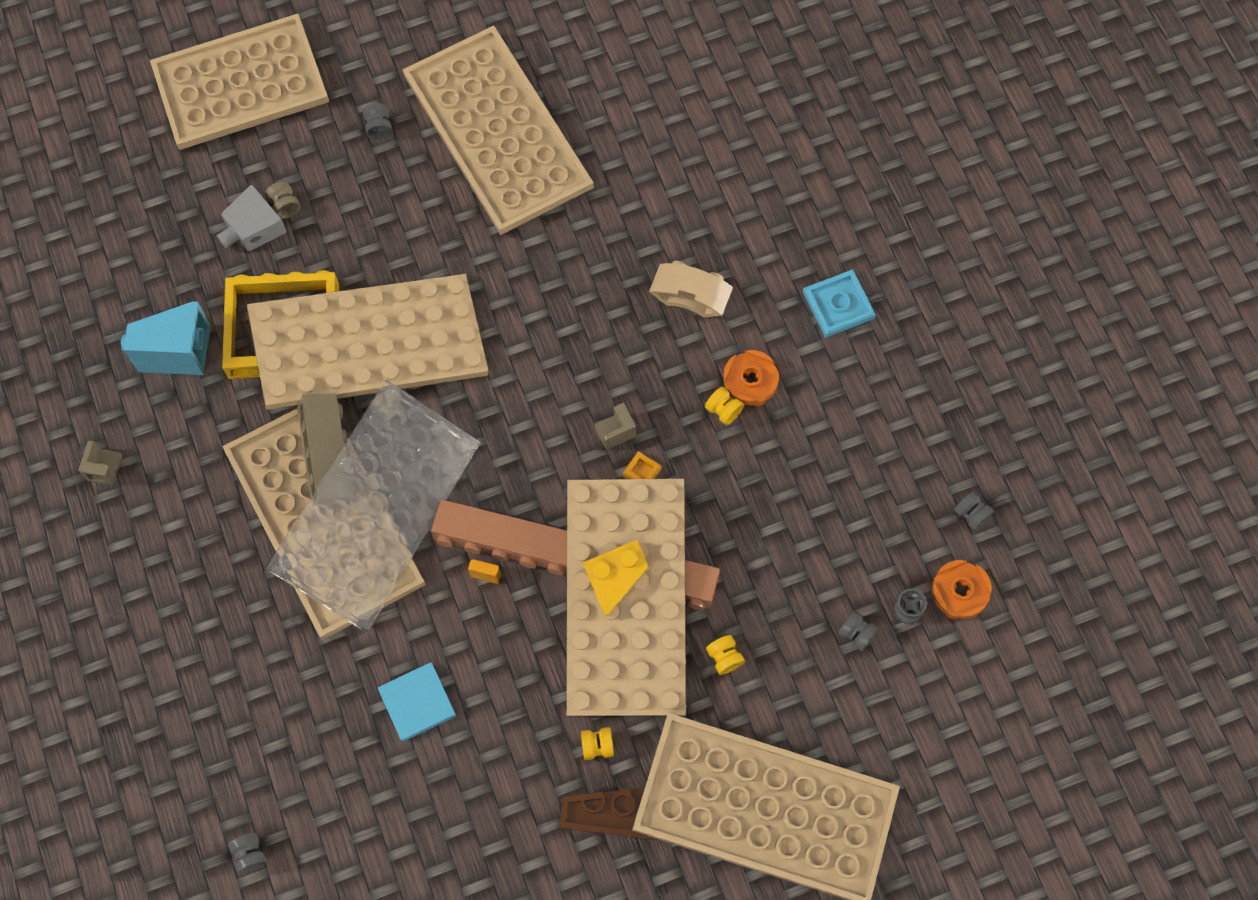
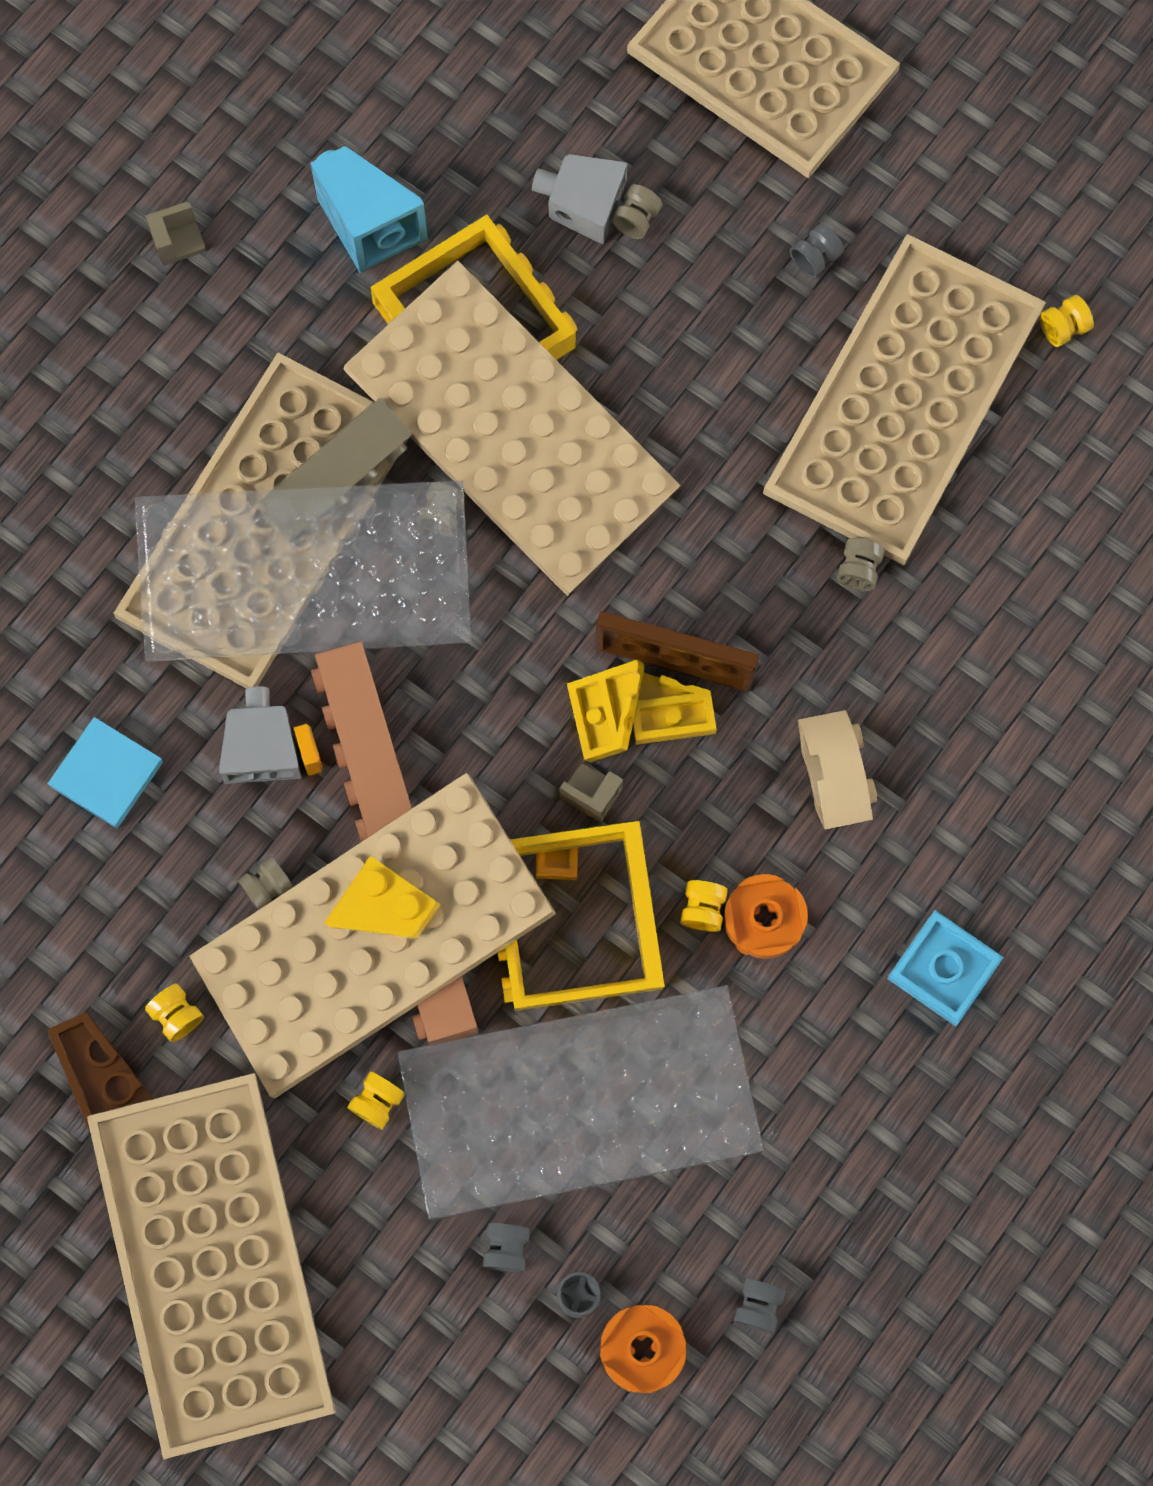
camera: 55 degrees right, 5 degrees up
(461, 596) = (258, 742): none -> light grey torso
(511, 22) = (1067, 320): none -> yellow wheel
(552, 643) = (266, 884): none -> dark tan wheel
(566, 330) = (675, 651): none -> reddish brown tile
(573, 390) = (606, 709): none -> yellow wing
(577, 205) = (860, 564): none -> dark tan wheel
(593, 359) = (671, 711): none -> yellow wing
(710, 441) = (643, 911): none -> yellow window
(795, 543) = (579, 1102): none -> clear plate

